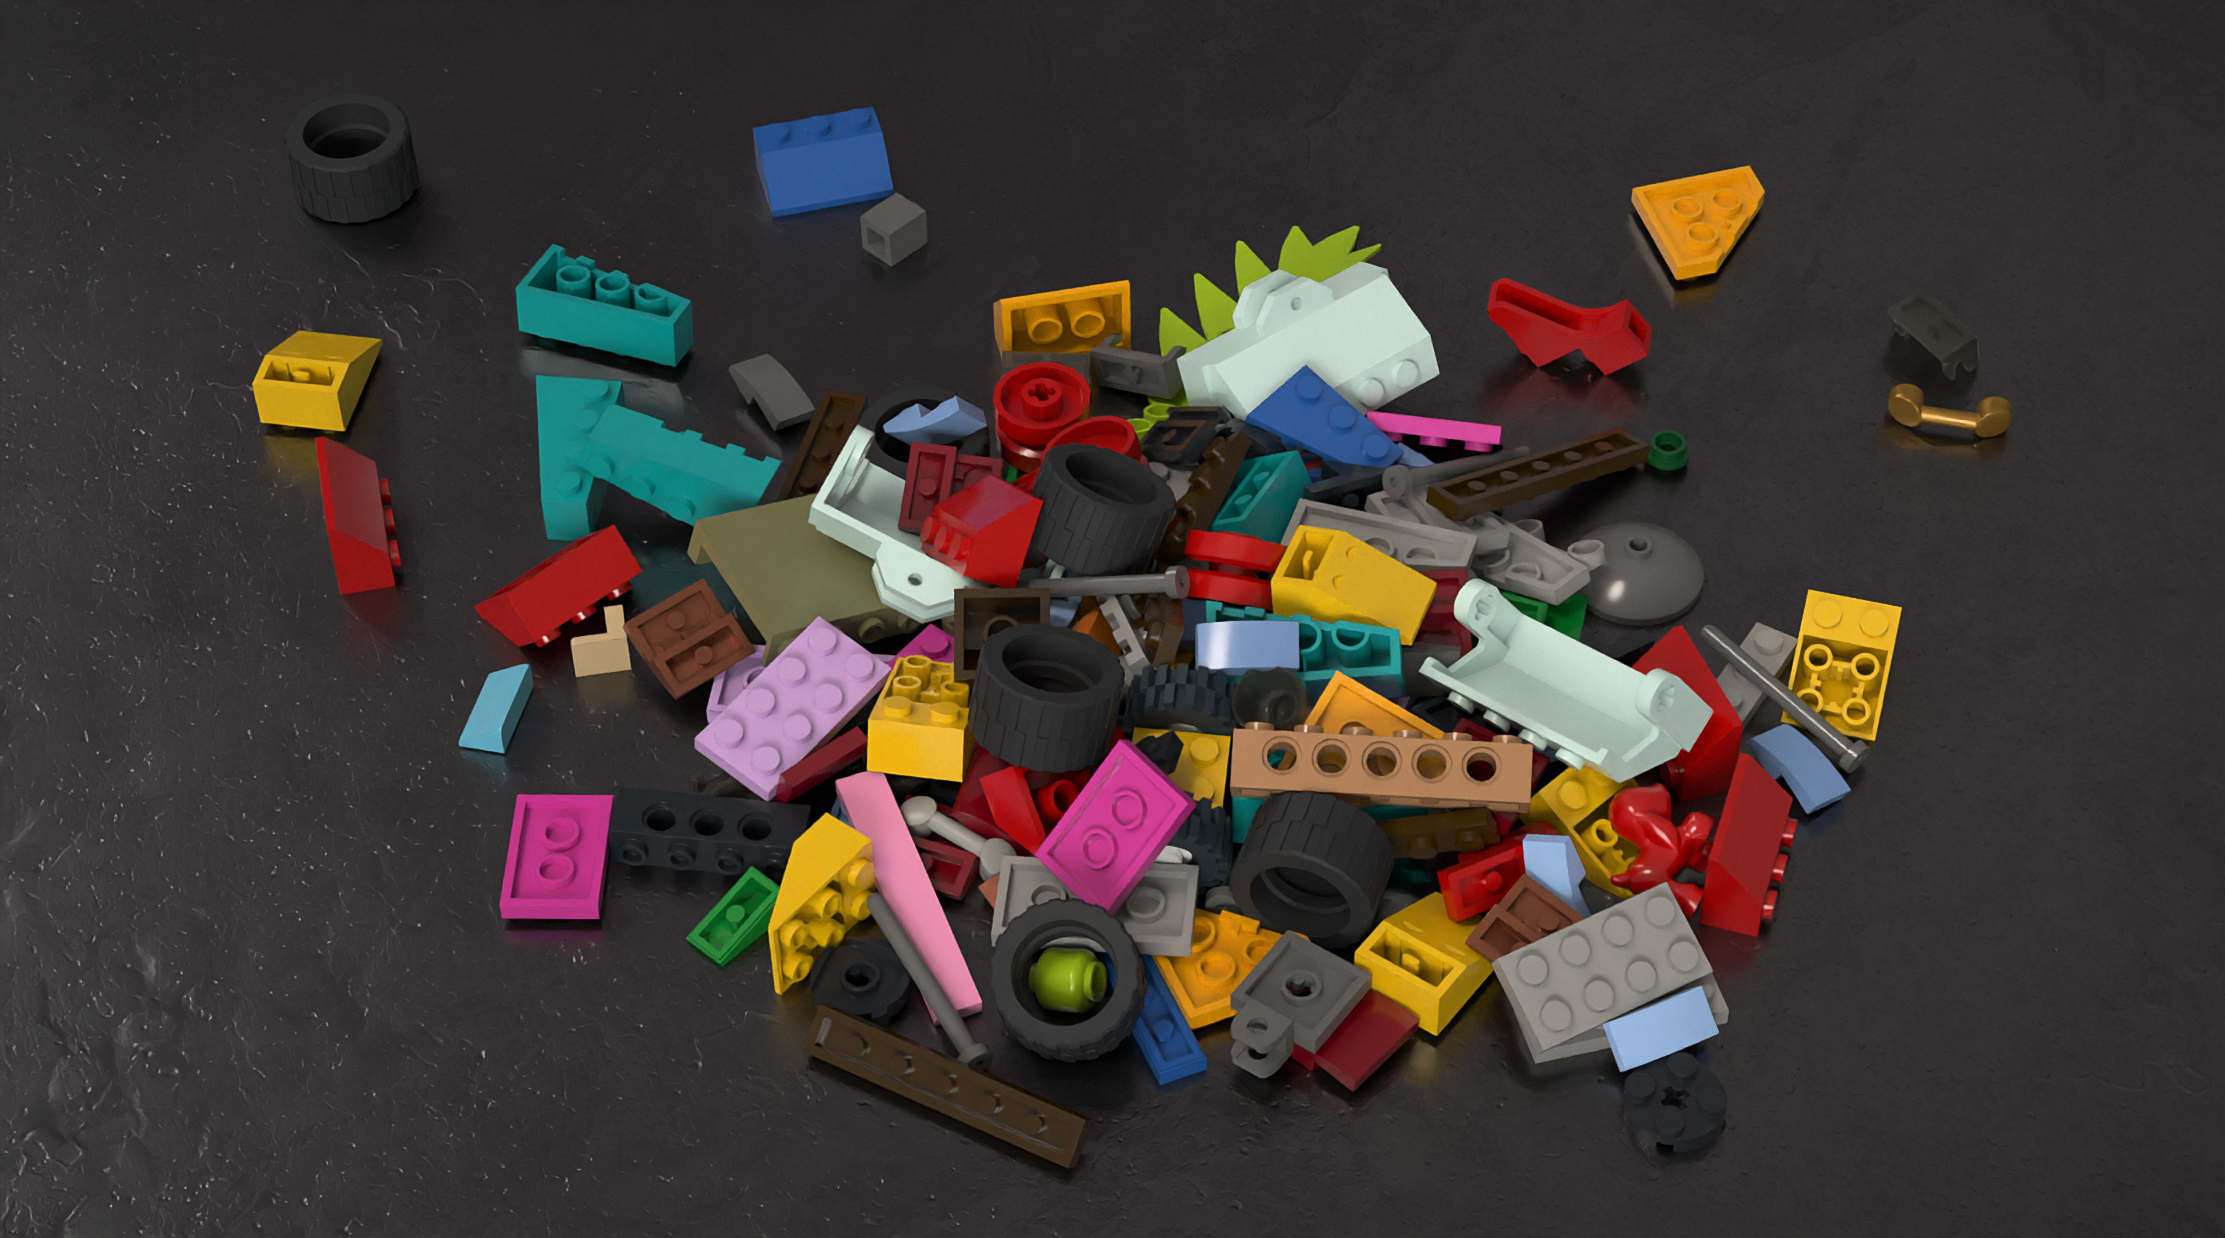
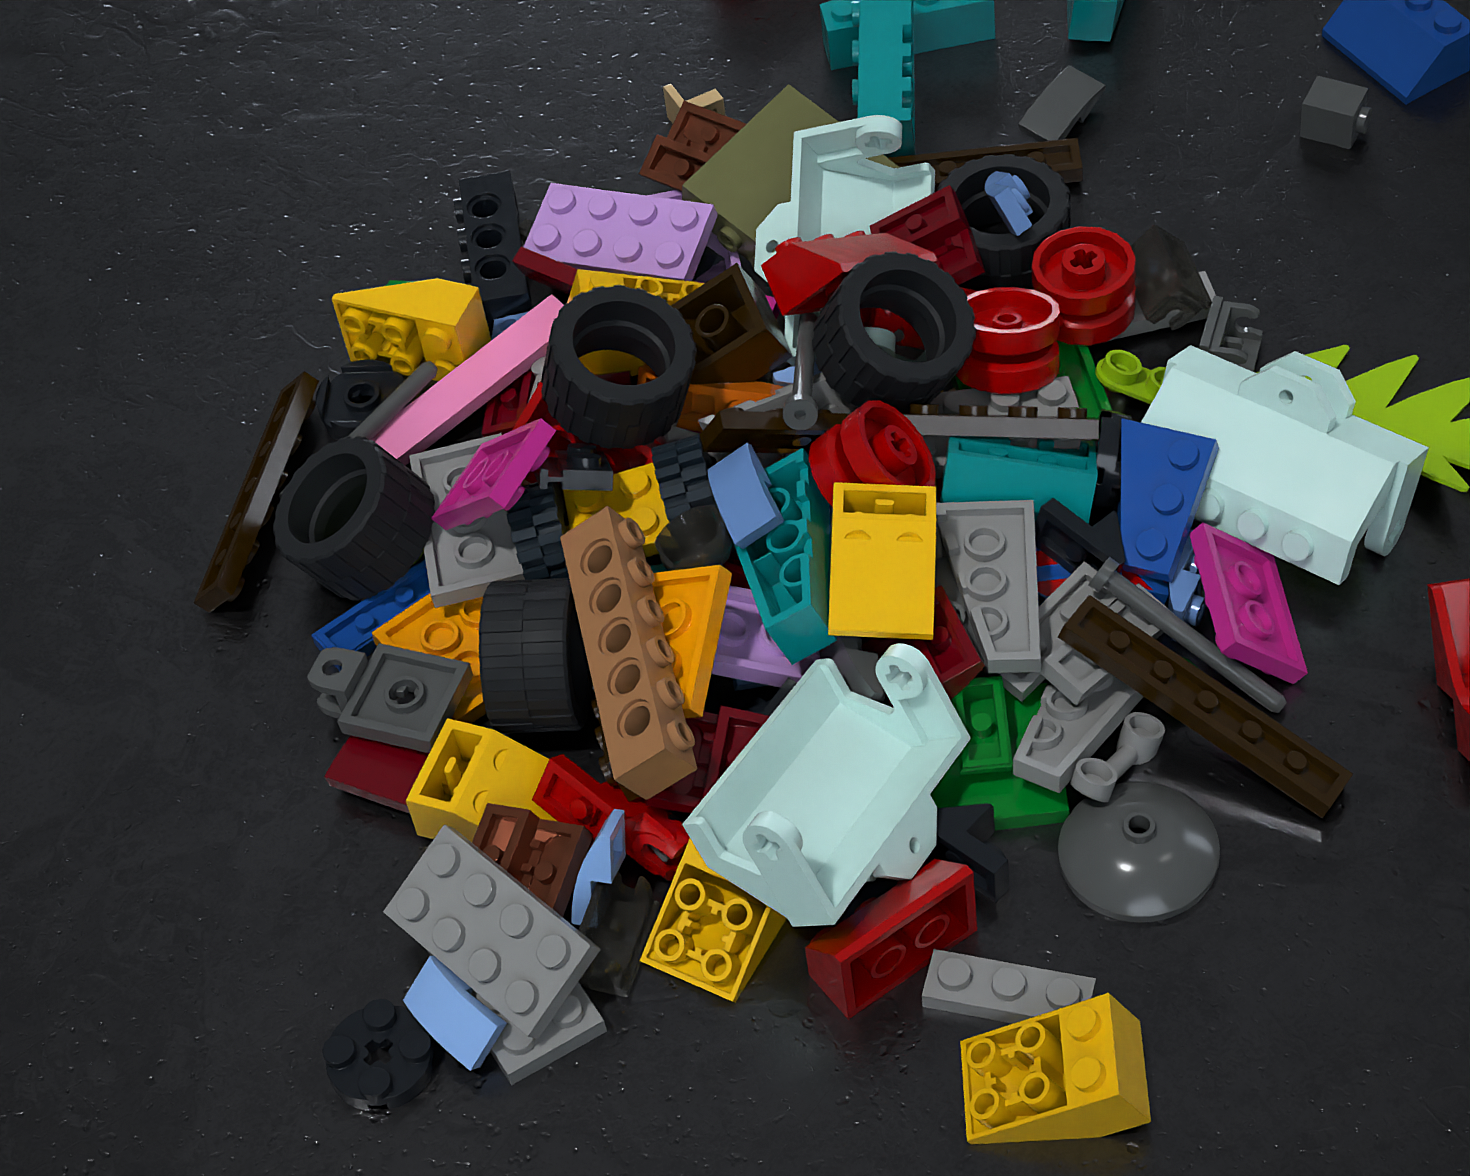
camera: 80 degrees right, 5 degrees up
(498, 709) = (602, 84): medium azure slope -> none
(557, 857) = (428, 171): dark pink plate -> none
(561, 588) = (742, 62): red slope -> none
(1064, 319) = (1257, 267): light orange slope -> none
(1182, 435) = (1100, 389): black plate -> none
(1644, 819) = (679, 951): red animal -> none
(1668, 450) = (1343, 819): dark green plate -> none
(1748, 851) = (716, 1029): red slope -> none
(1804, 767) = (878, 1065): medium blue slope -> none
(1851, 753) = (924, 1115): dark grey bar -> none

